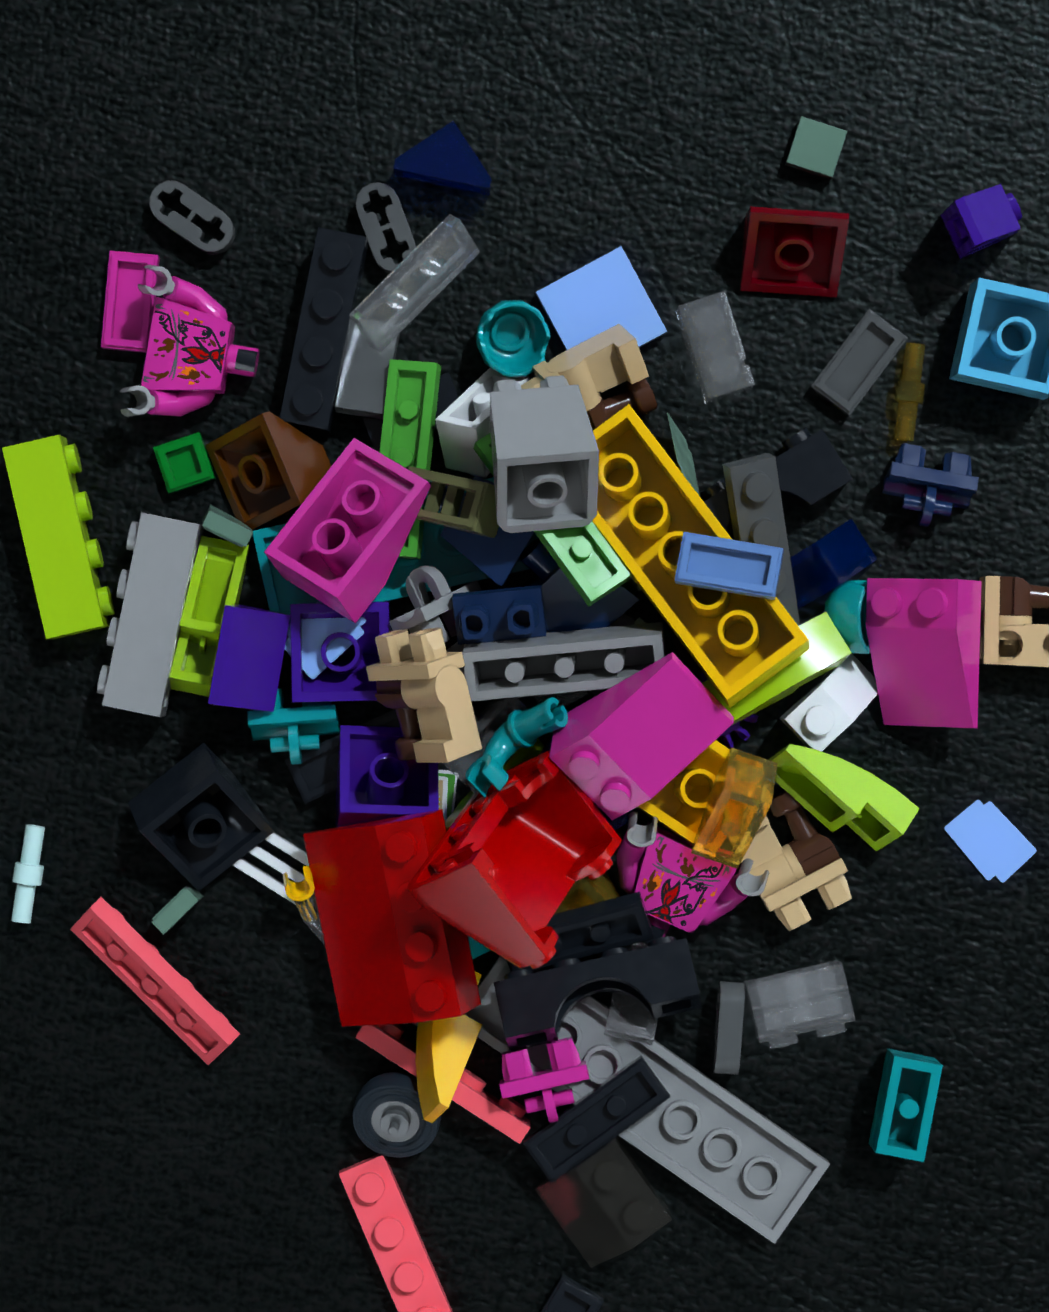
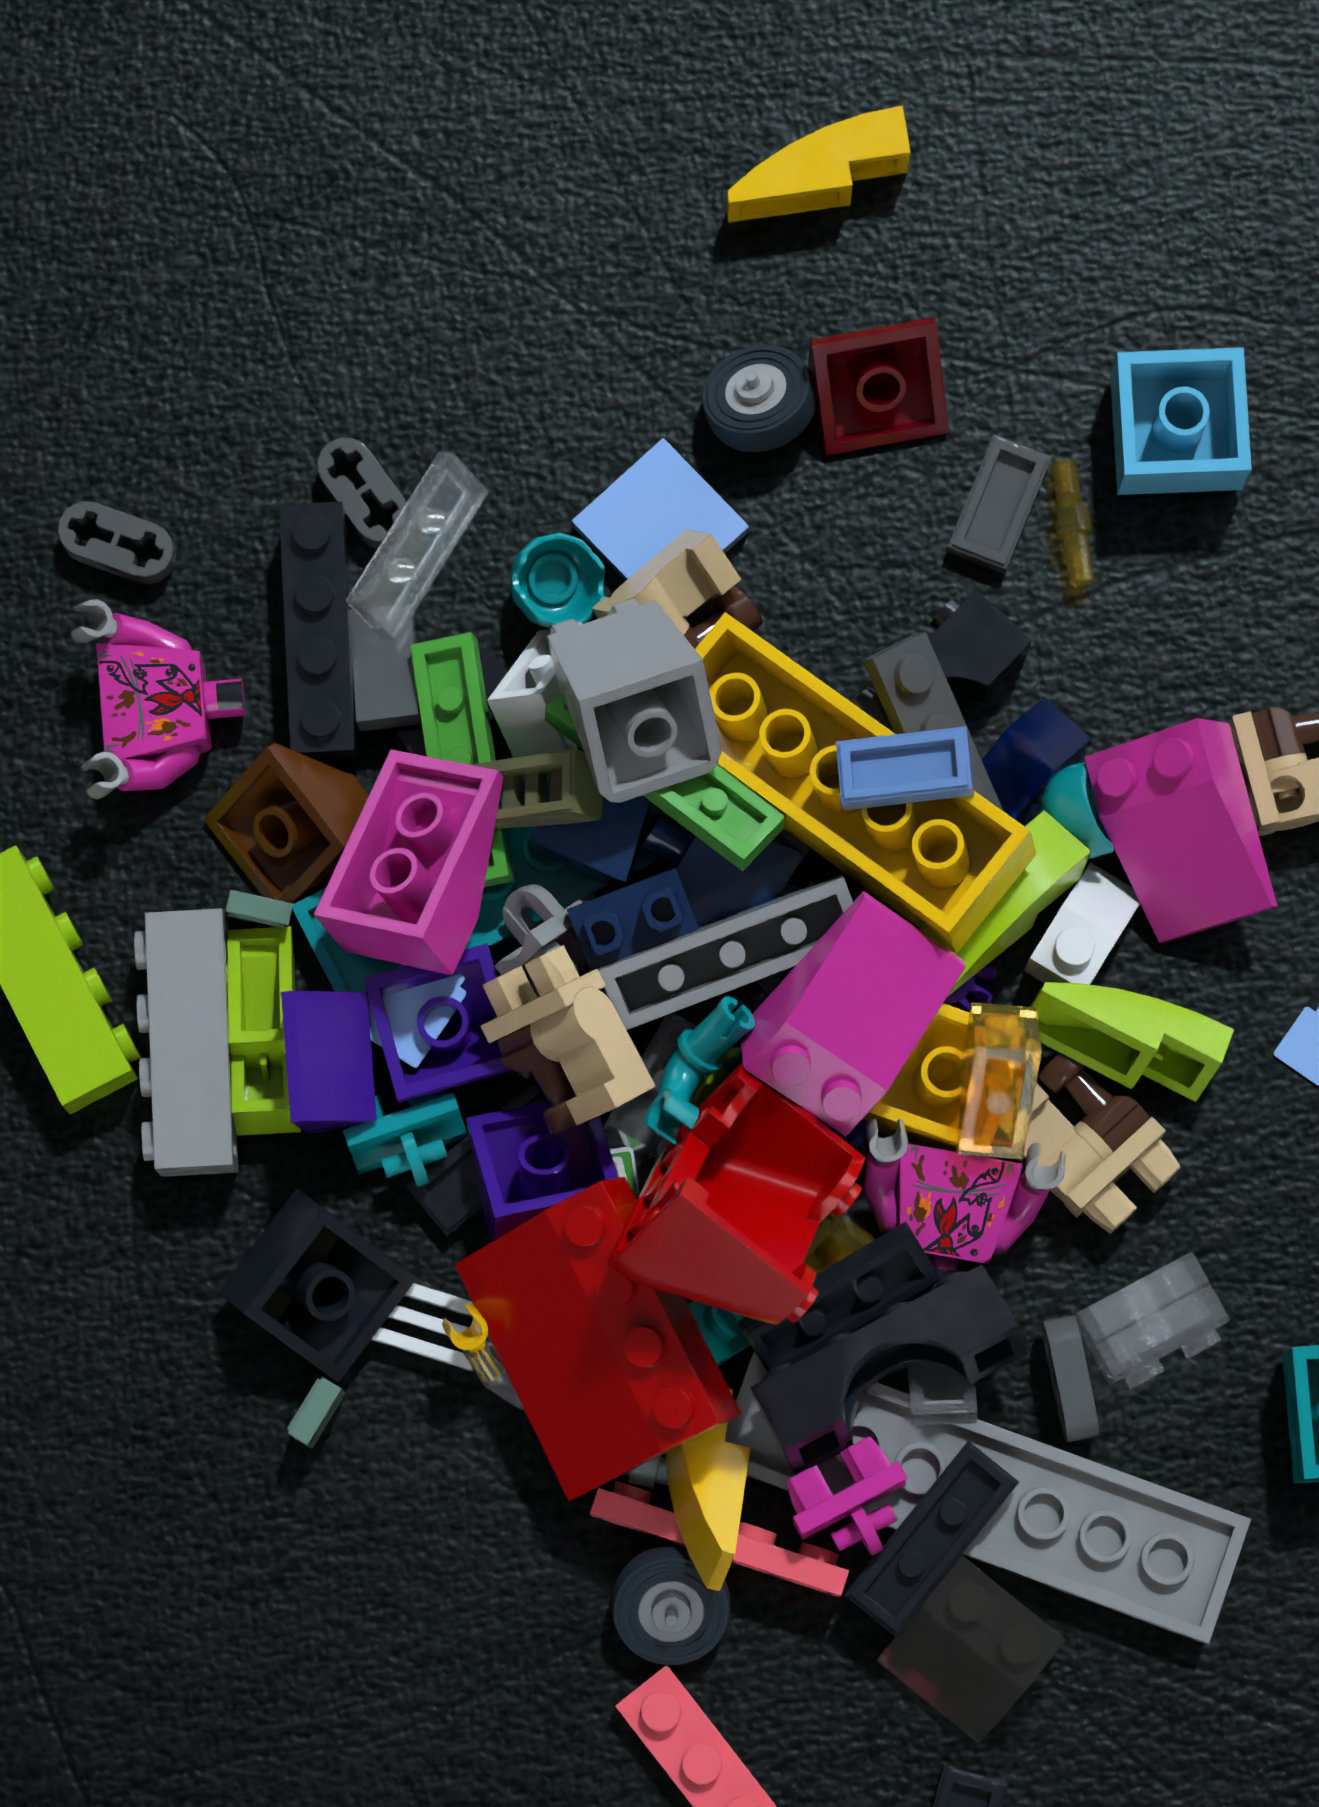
camera: 15 degrees left, 10 degrees down
(28, 873) = (111, 1421): light aqua bar -> none
(126, 308) = (63, 668): dark pink tile -> none
(155, 981) = (311, 1514): coral plate -> none
(184, 463) = (183, 847): green tile -> none
(445, 161) = (417, 391): clear blue slope -> none
(683, 455) = (805, 660): sand green sticker -> none
(701, 235) = (759, 398): none -> black wheel
(714, 347) = (814, 528): clear brick -> none
(798, 65) = (821, 167): none -> yellow slope
(816, 148) = (872, 259): sand green tile -> none
(930, 489) = (1131, 629): dark blue hips -> none
(981, 219) = (1100, 289): dark purple slope -> none

